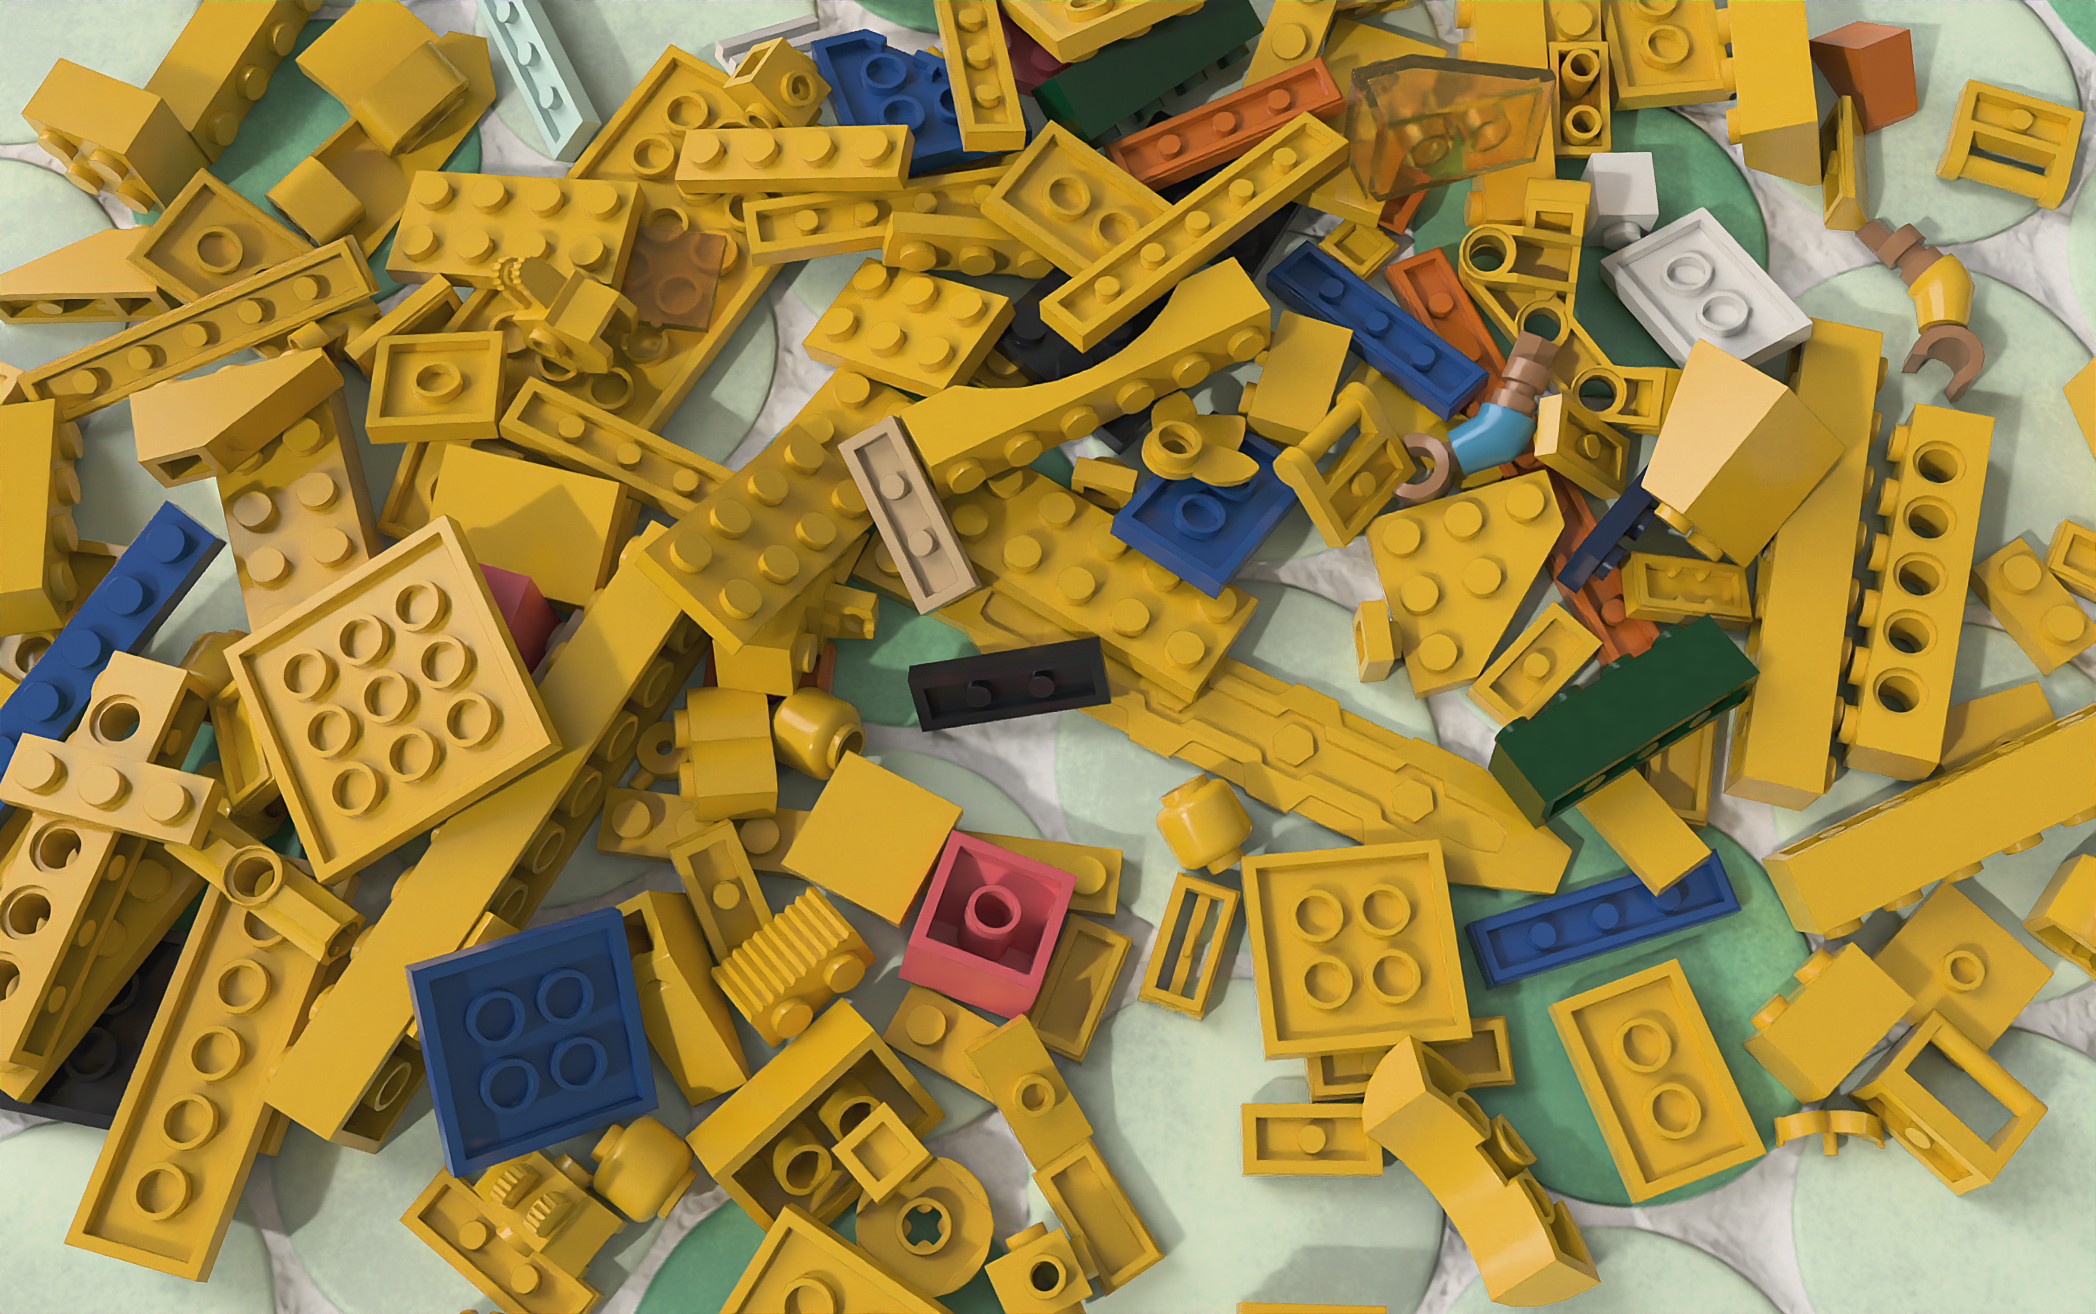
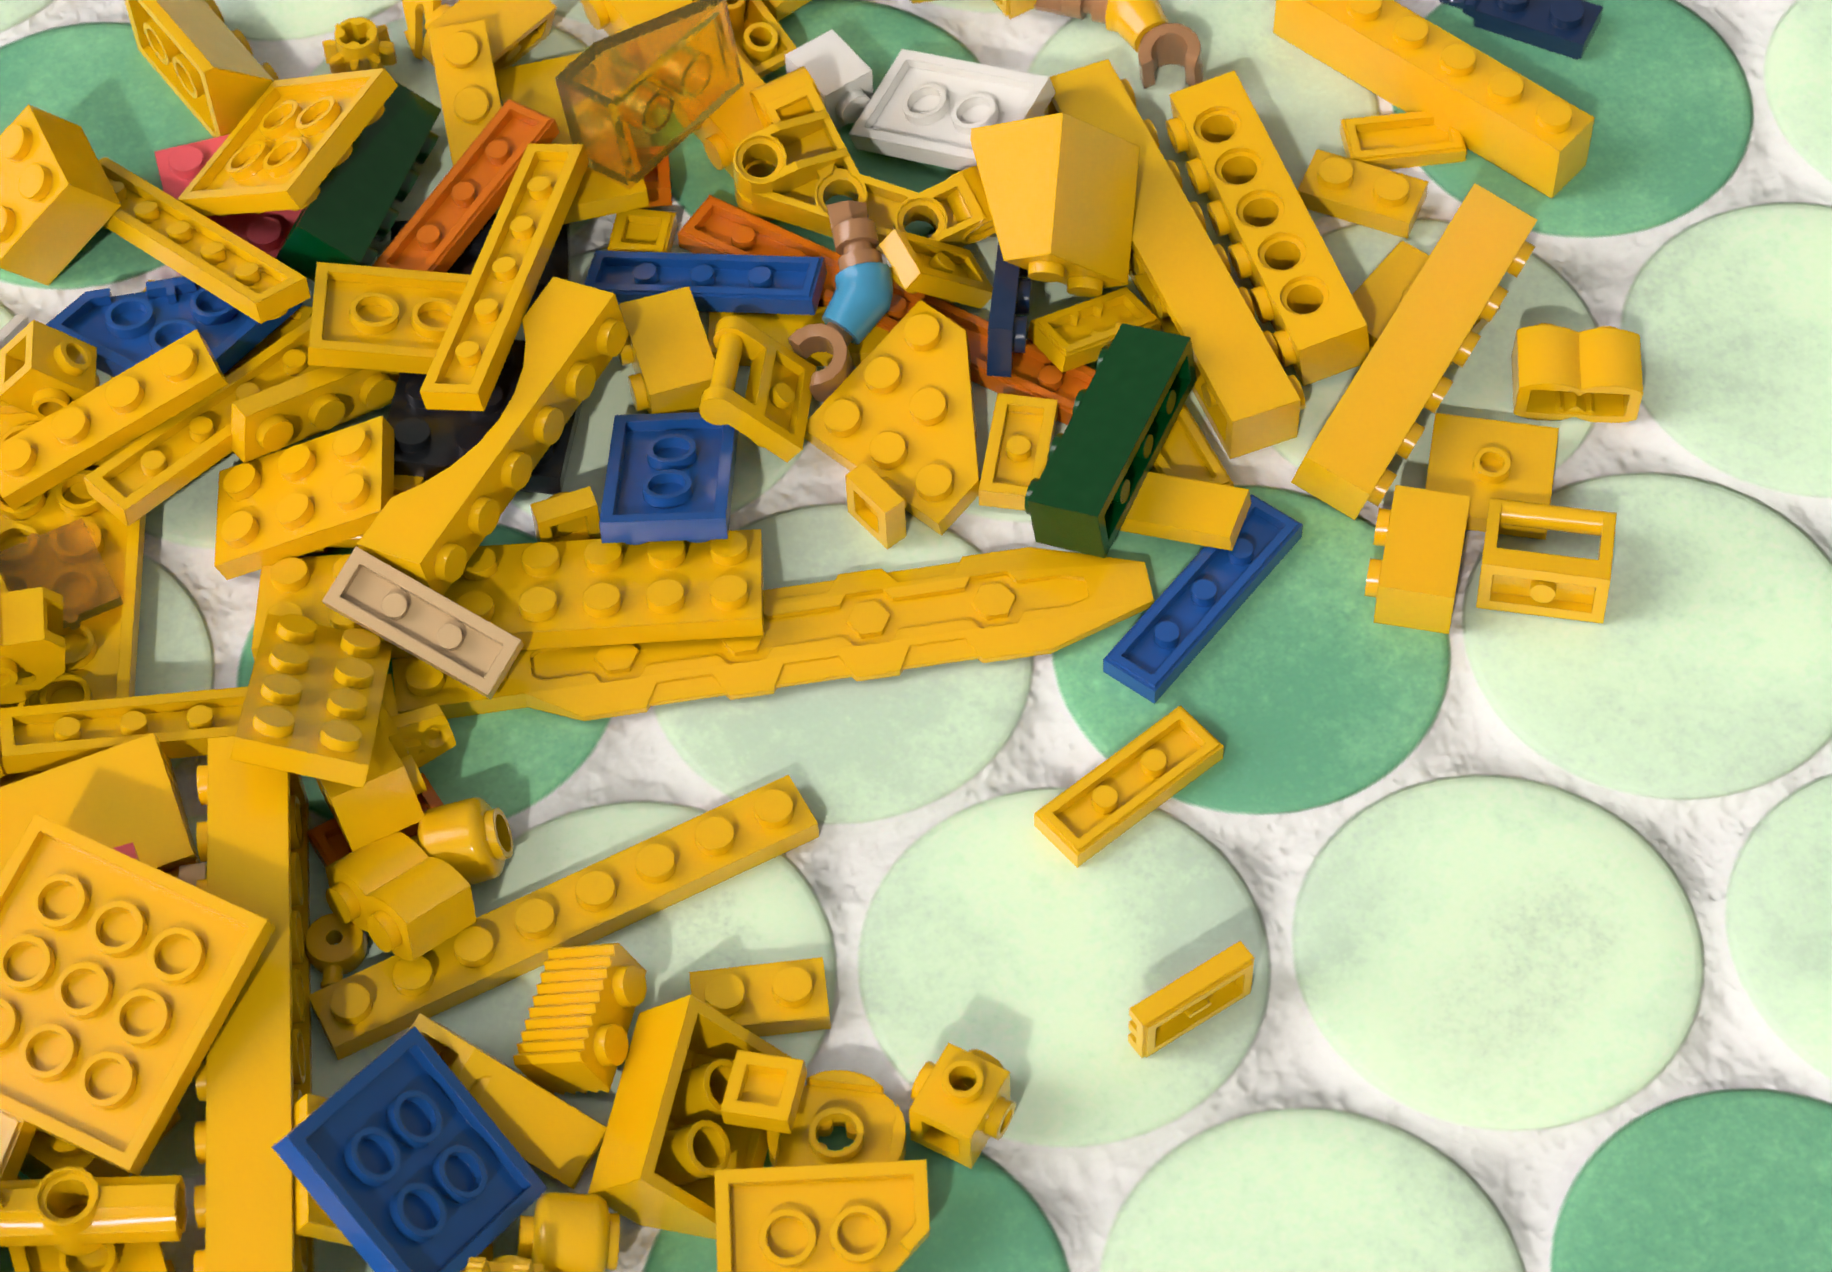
camera: 35 degrees left, 15 degrees down
(720, 887) = (472, 997): yellow plate -> none
(873, 839) = (575, 882): yellow tile -> none
(987, 926) = (723, 888): coral slope -> none
(1010, 684) = (601, 706): black plate -> none
(1029, 1091) = (847, 984): yellow plate -> none
(1078, 987) = (827, 899): yellow tile -> none
(1096, 1207) = (940, 1022): yellow tile -> none
(1172, 999) = (908, 857): yellow tile -> none
(1196, 444) = (621, 442): yellow plate -> none
(1204, 824) = (840, 713): yellow head -> none
(1306, 1141) = (1096, 882): yellow plate -> none
(1353, 949) = (1027, 724): yellow plate -> none
(1479, 1176) = (1240, 821): yellow brick -> none
(1655, 1081) = (1325, 677): yellow plate -> none
(1829, 1124) = (1485, 622): yellow piece -> none

